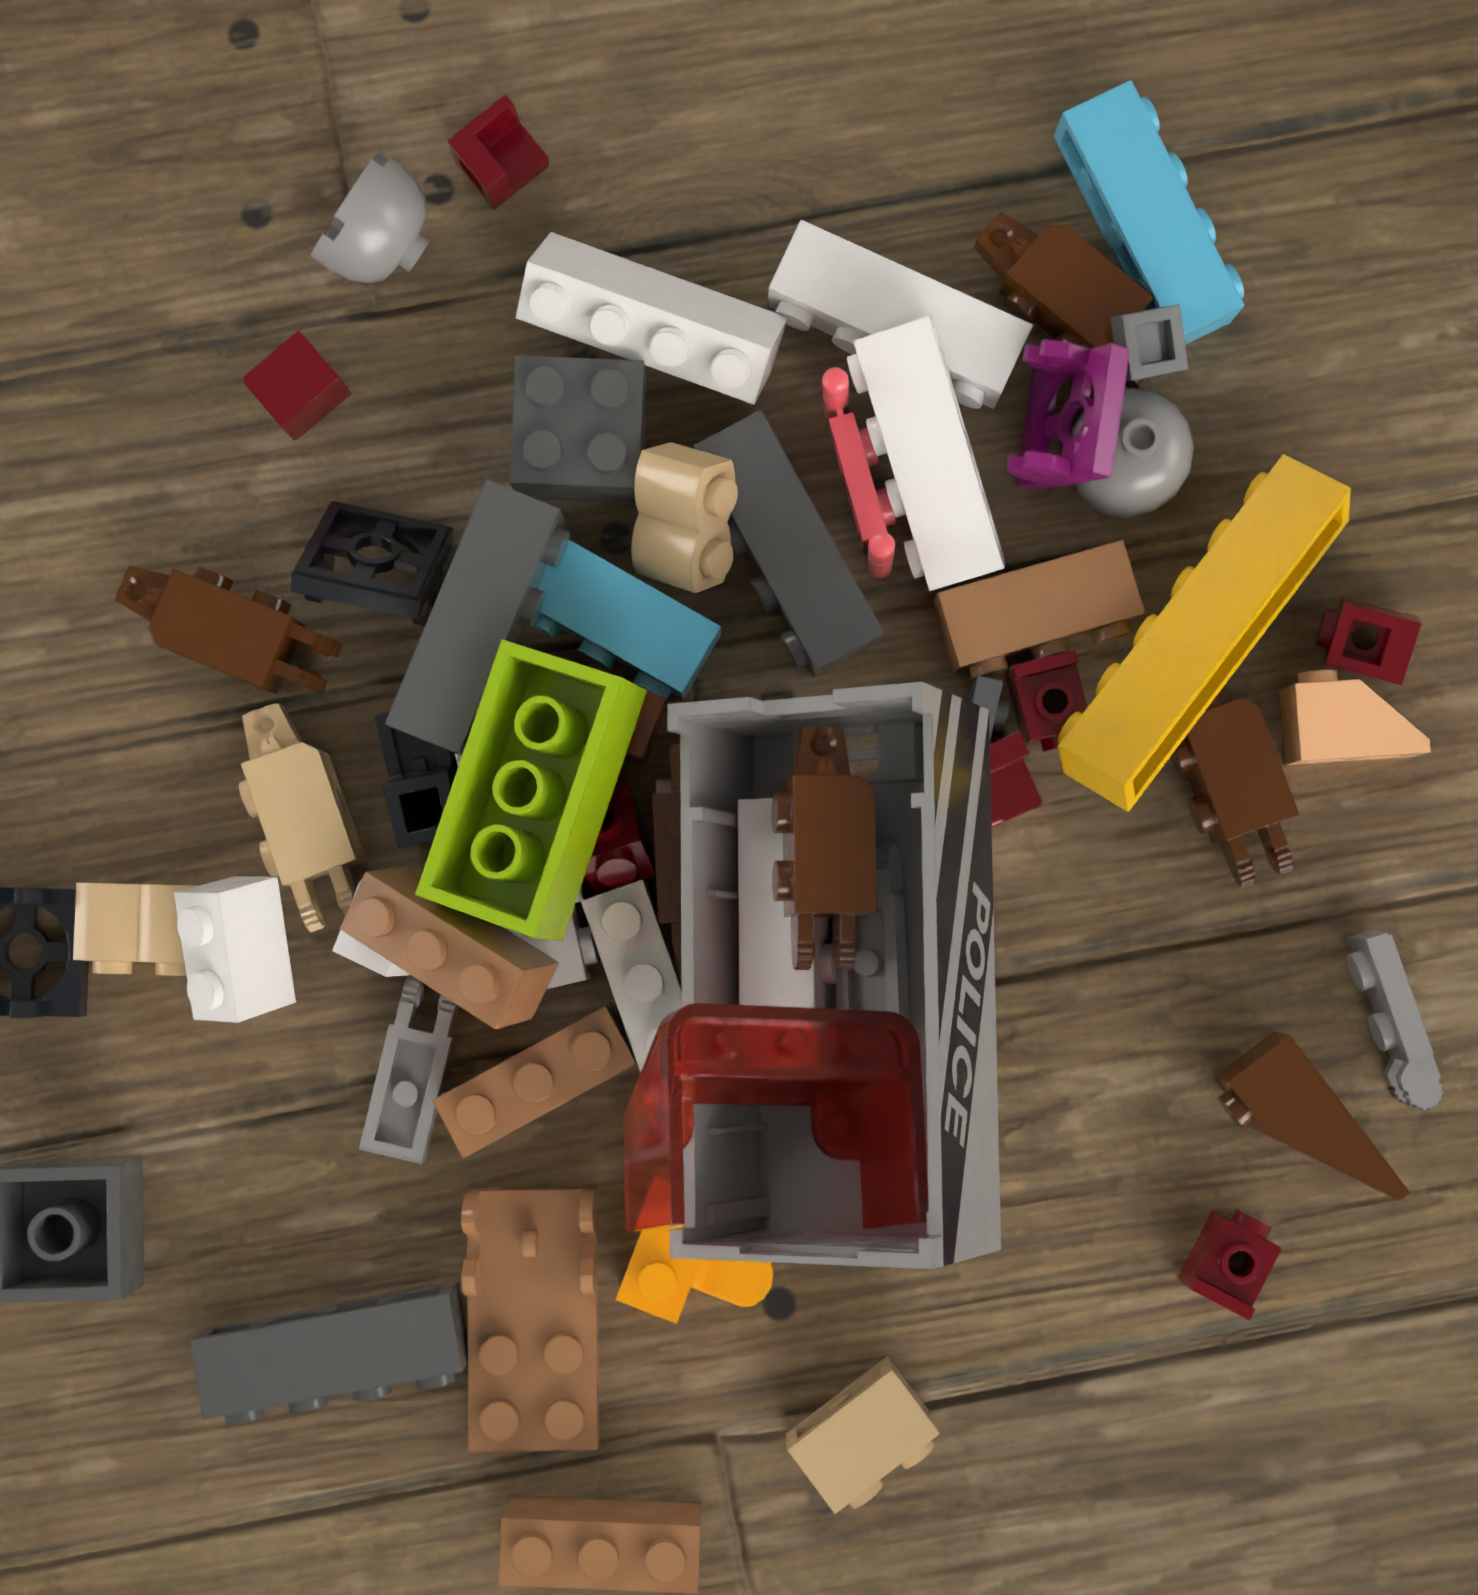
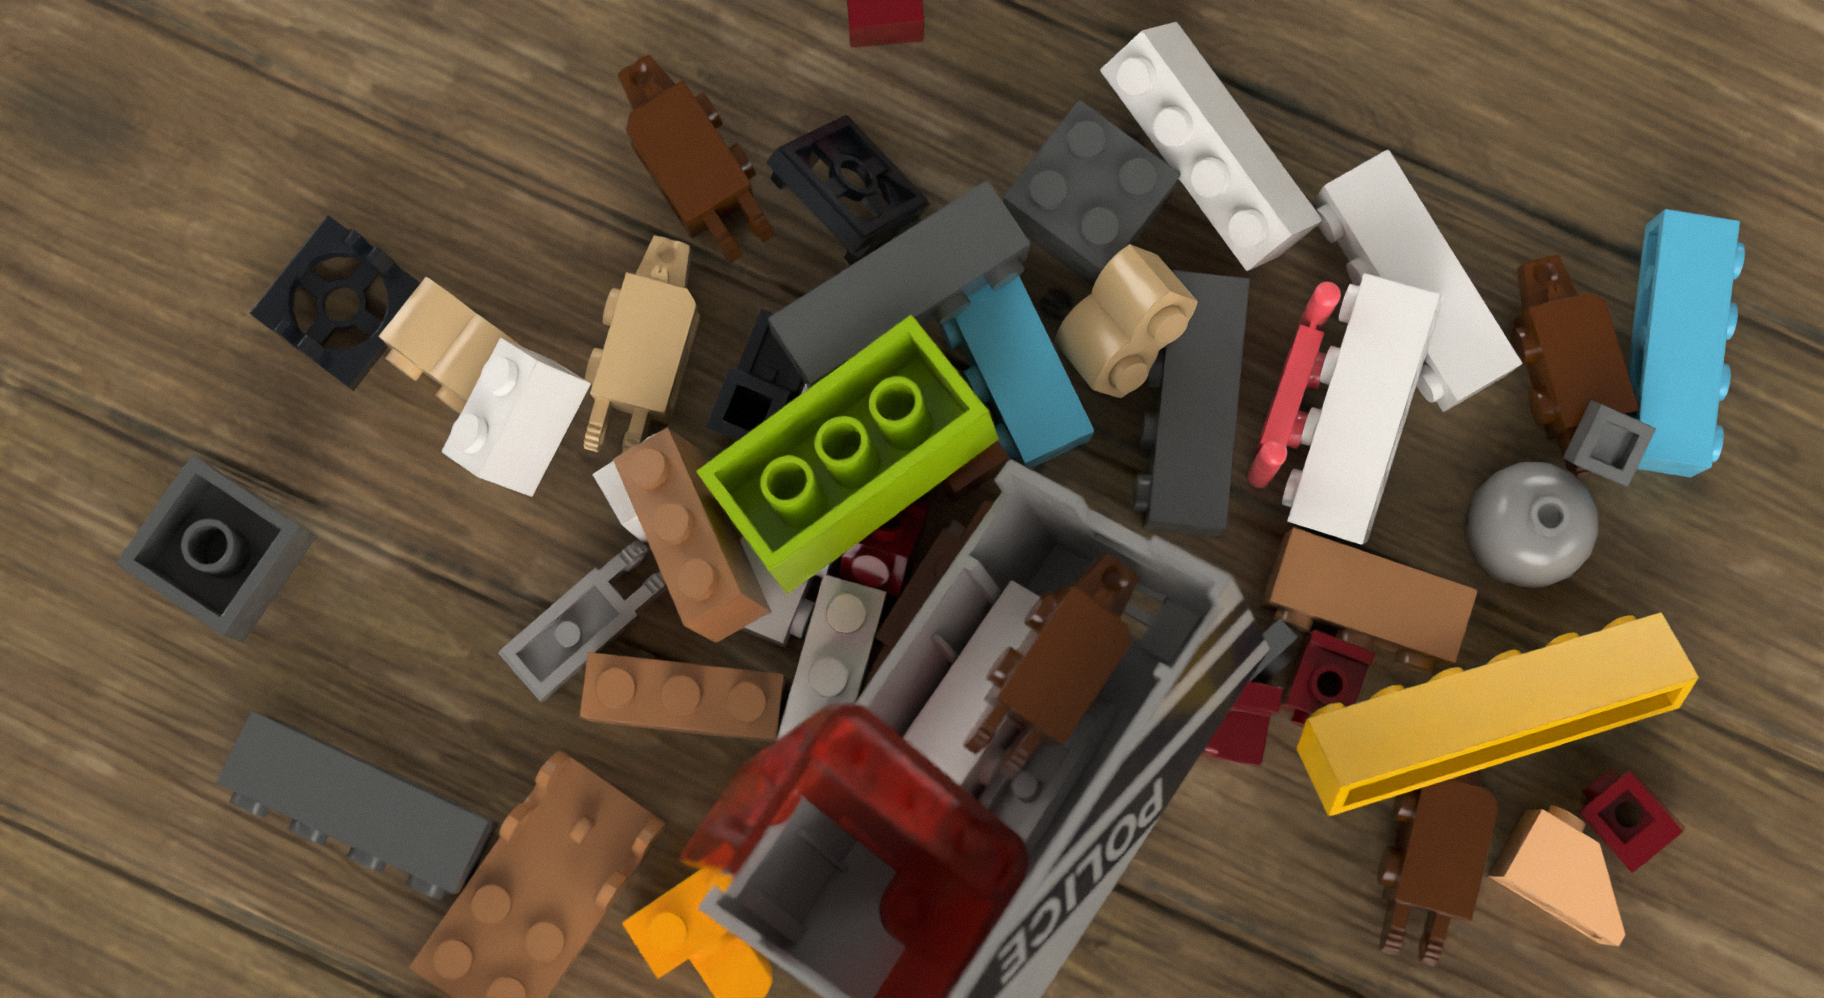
camera: 25 degrees right, 5 degrees down
(1092, 450) = (1503, 497): magenta piece -> none

